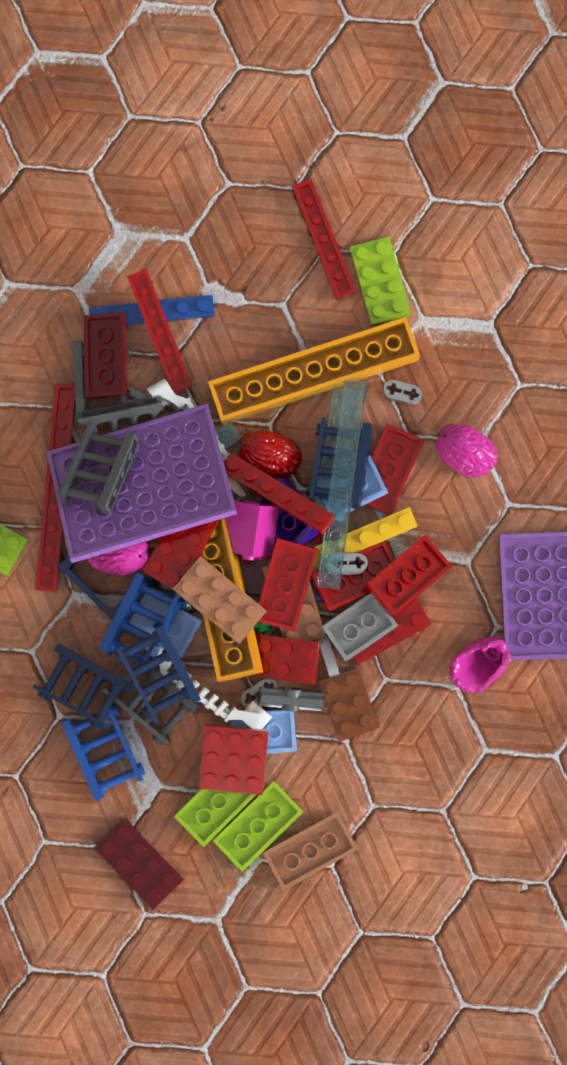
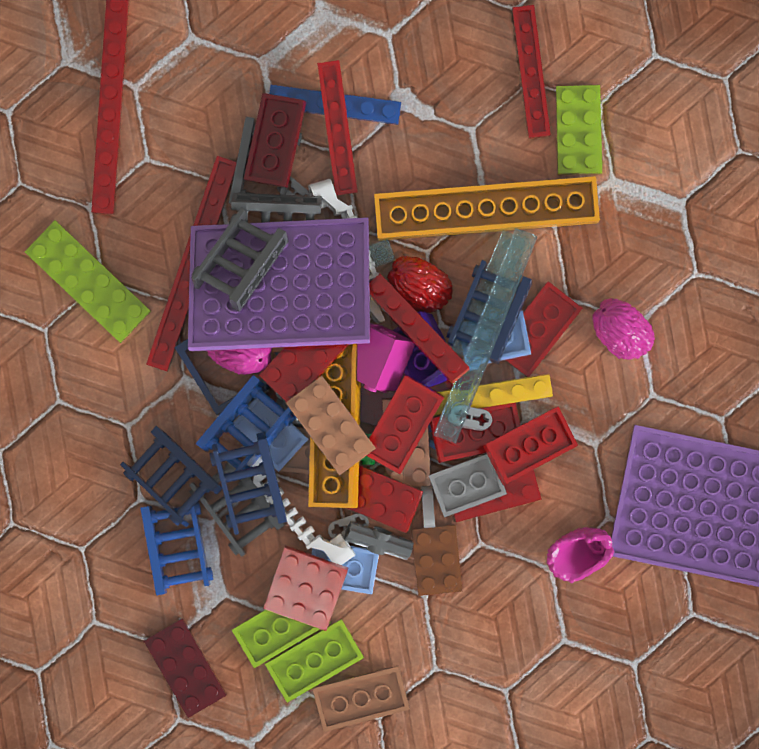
camera: 20 degrees right, 5 degrees up
(400, 397) = (569, 257): light grey beam -> none

